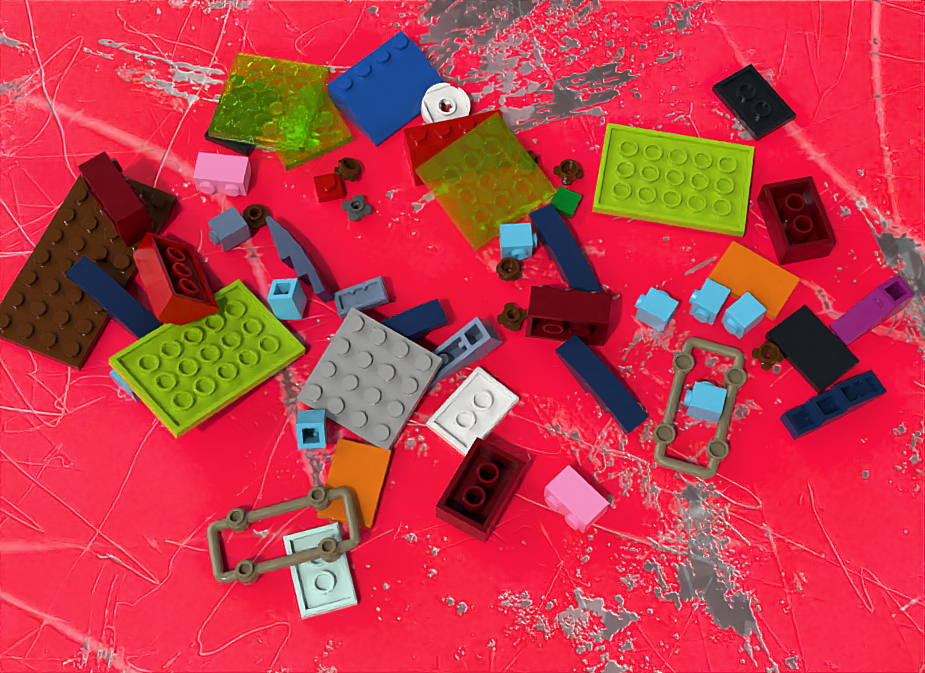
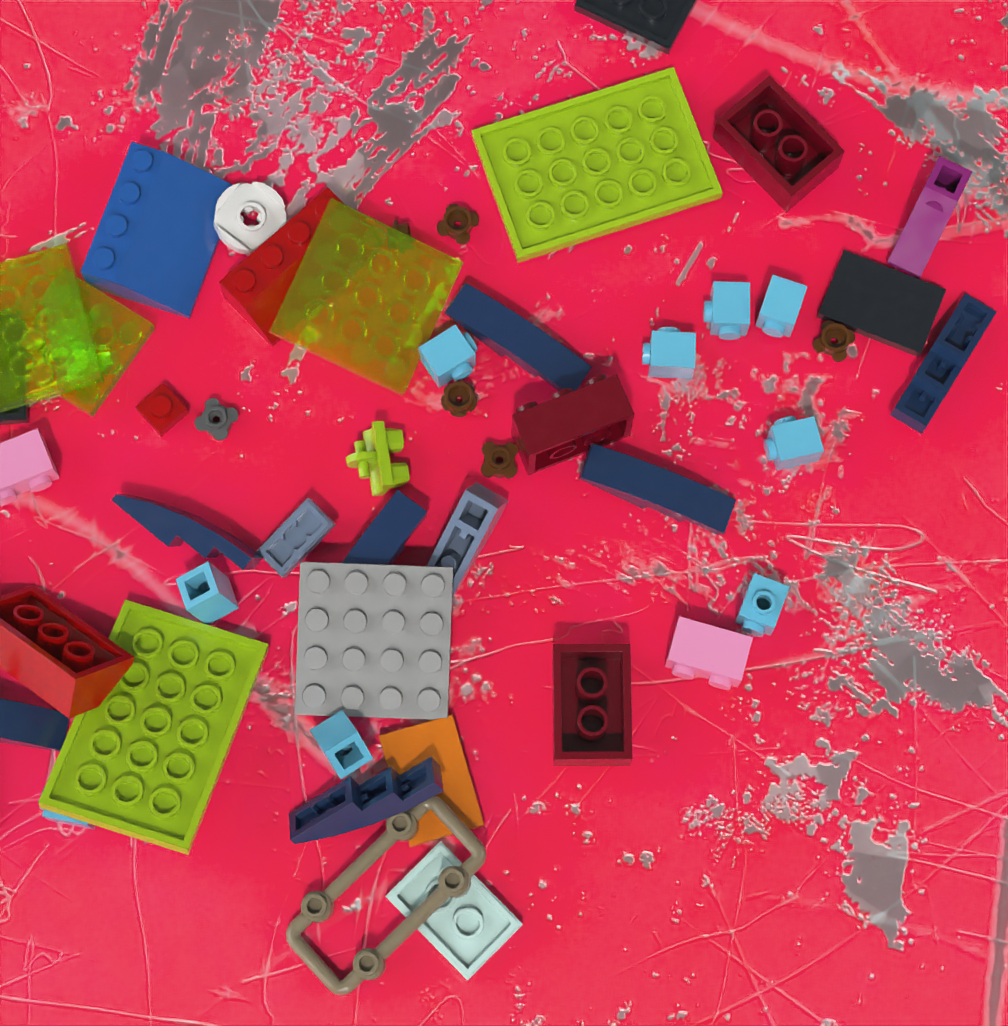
camera: 30 degrees left, 10 degrees up
(228, 229) = (71, 540): sand blue brick -> none
(255, 222) = (94, 511): reddish brown plate -> none
(297, 470) = (357, 806): none -> dark blue slope
(348, 169) = (173, 372): reddish brown plate -> none
(444, 269) = (373, 458): none -> lime hips
(472, 411) = (520, 609): white tile -> none
(566, 202) = (478, 267): green tile -> none
(627, 489) = (761, 605): none -> medium azure brick
(664, 433) = (768, 510): dark tan bar -> none
(748, 272) = (764, 245): orange tile -> none

